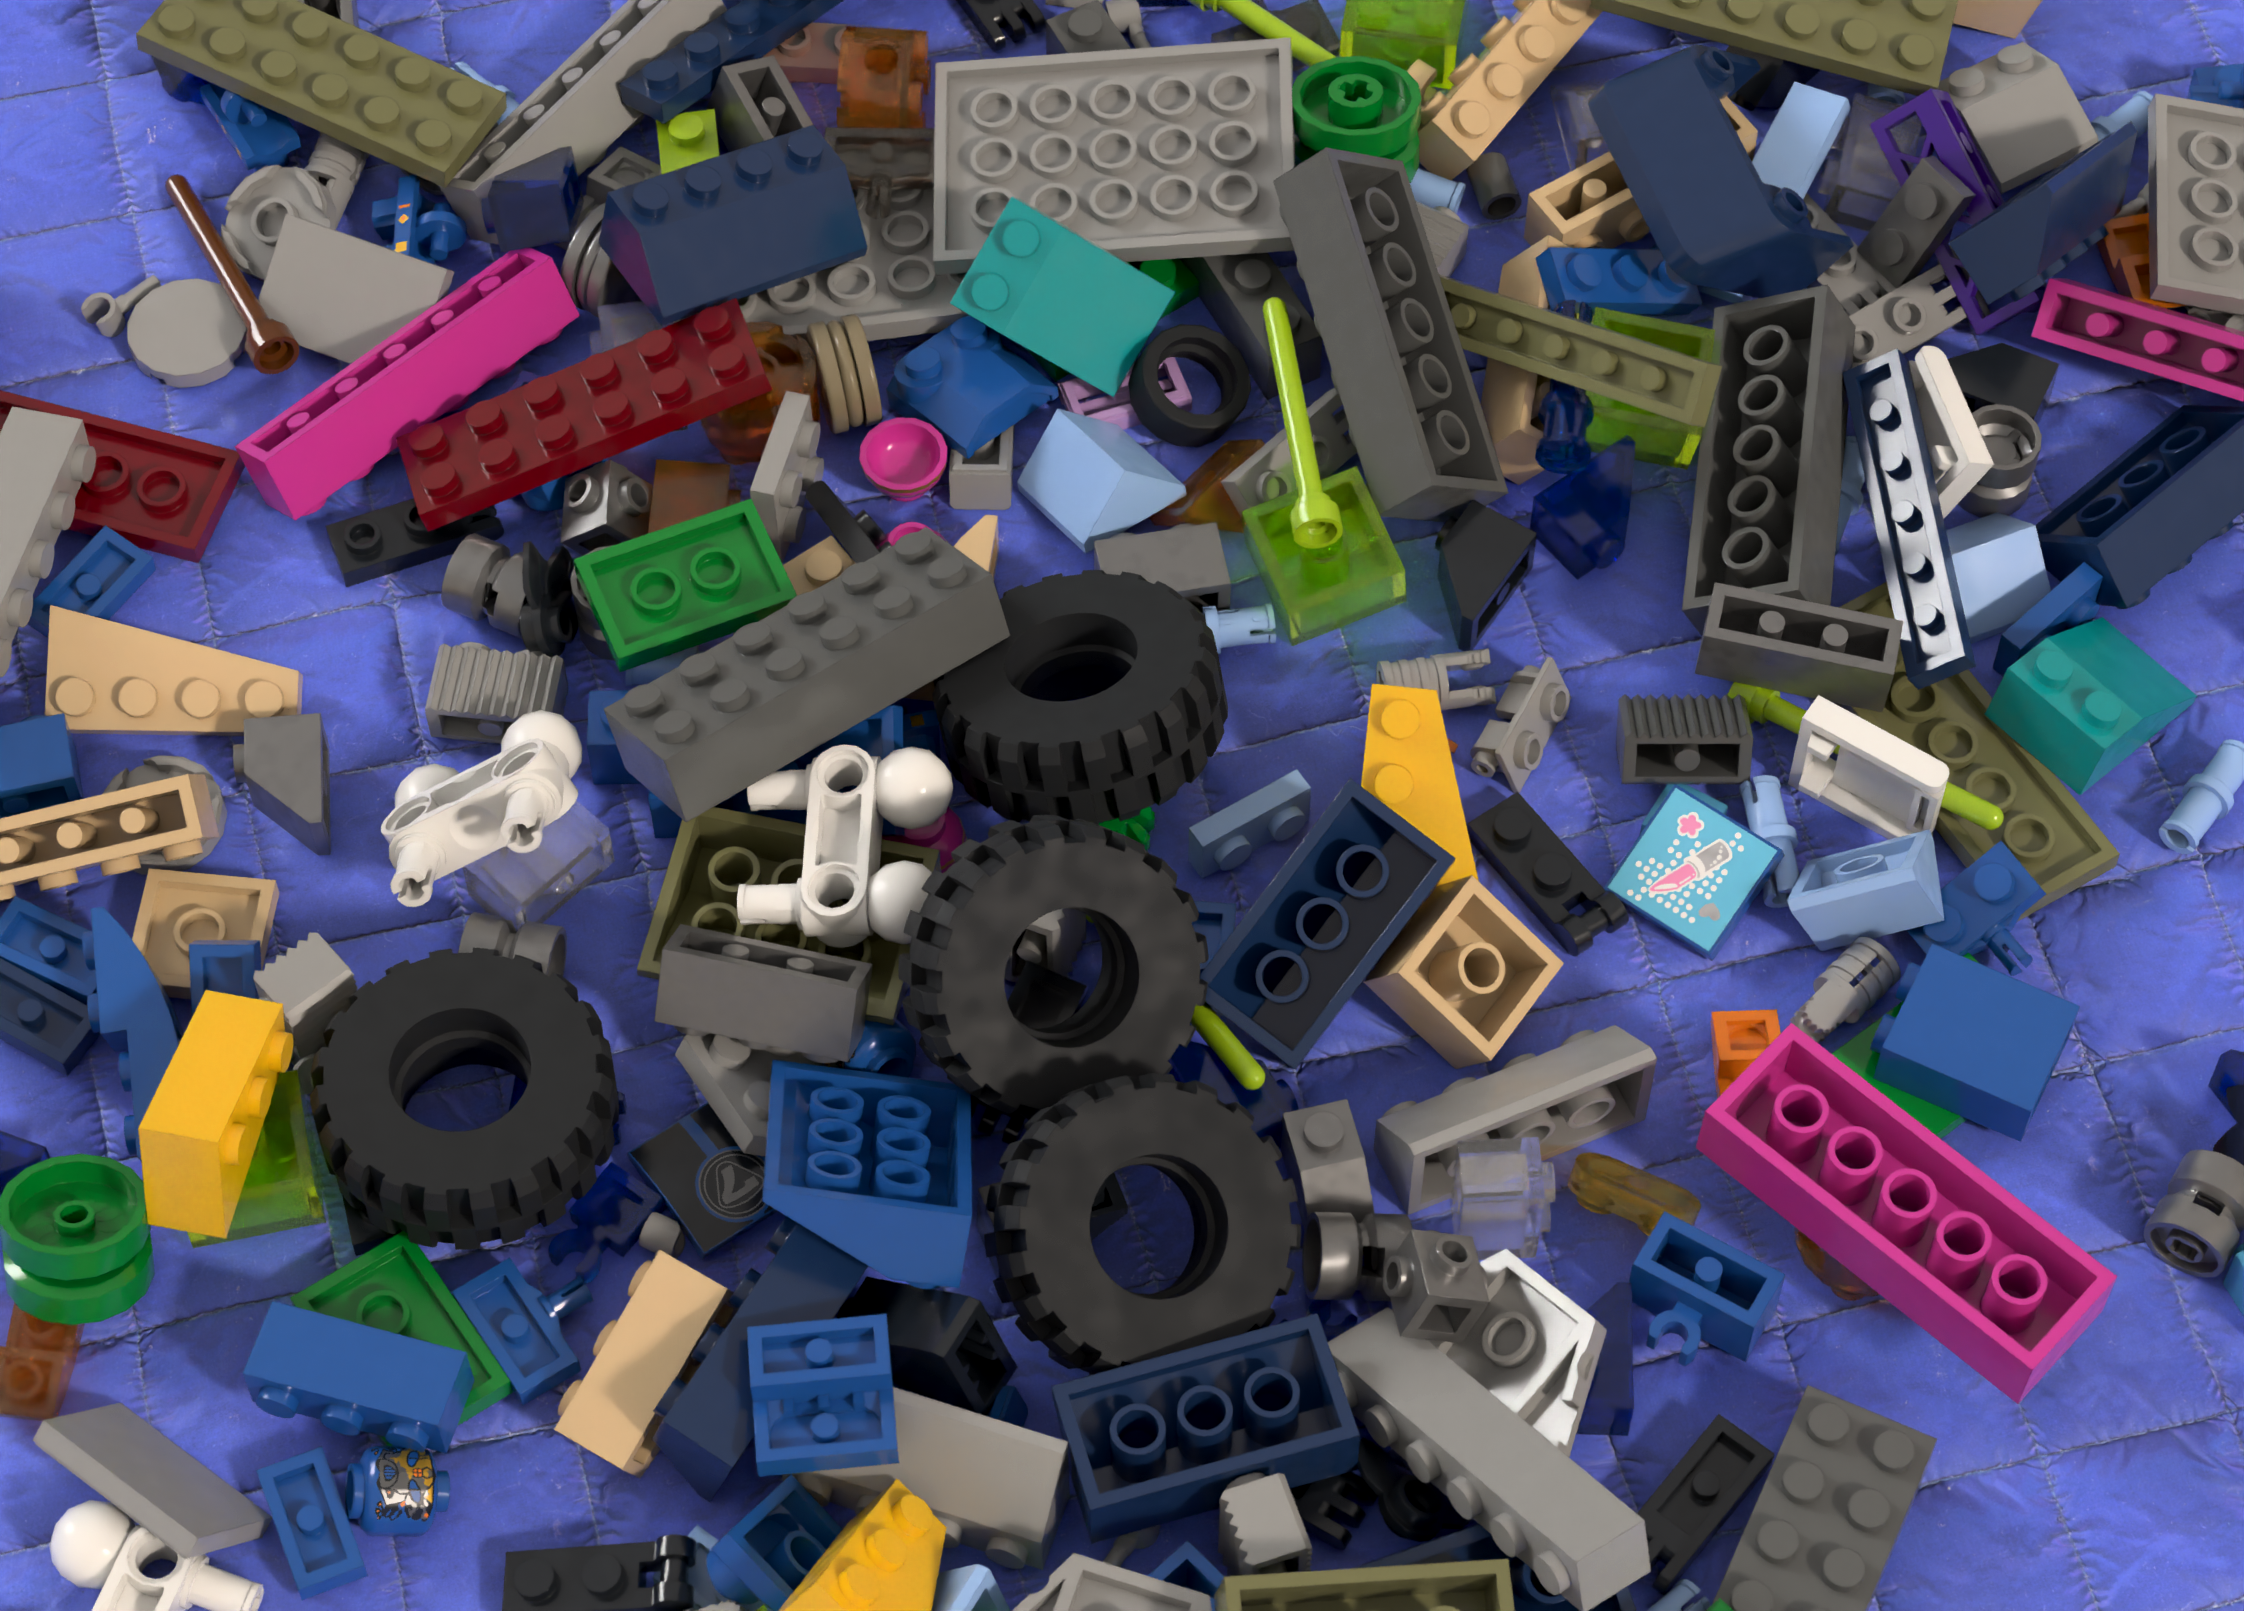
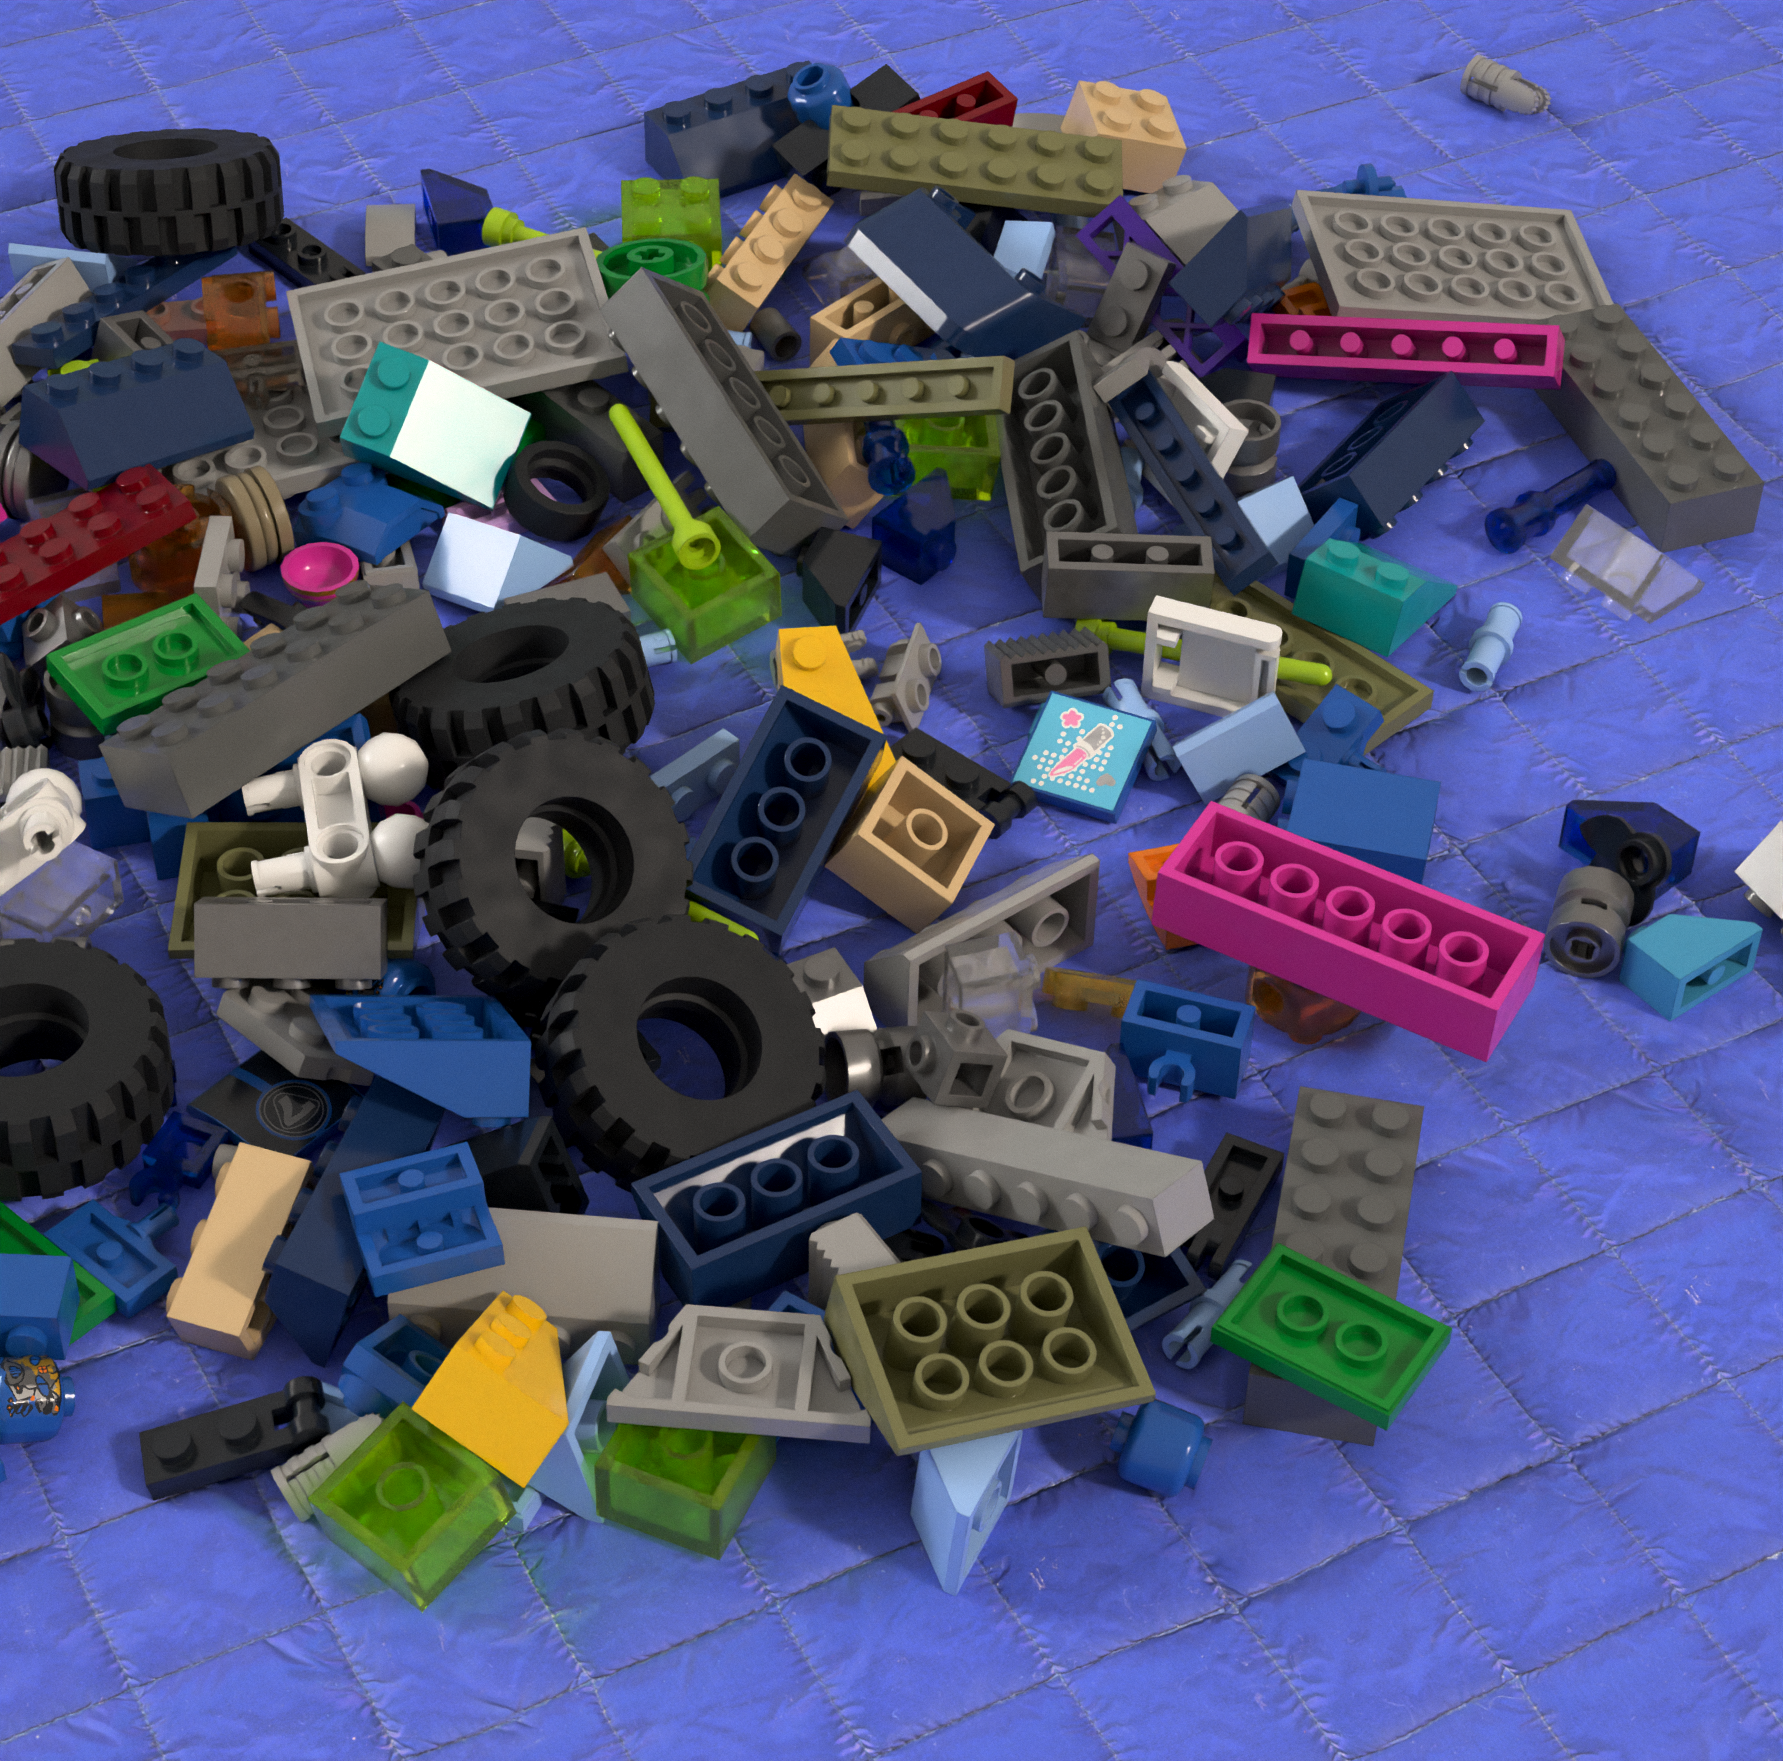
camera: 15 degrees left, 15 degrees down
(1878, 350) = (1129, 372): none -> light grey slope

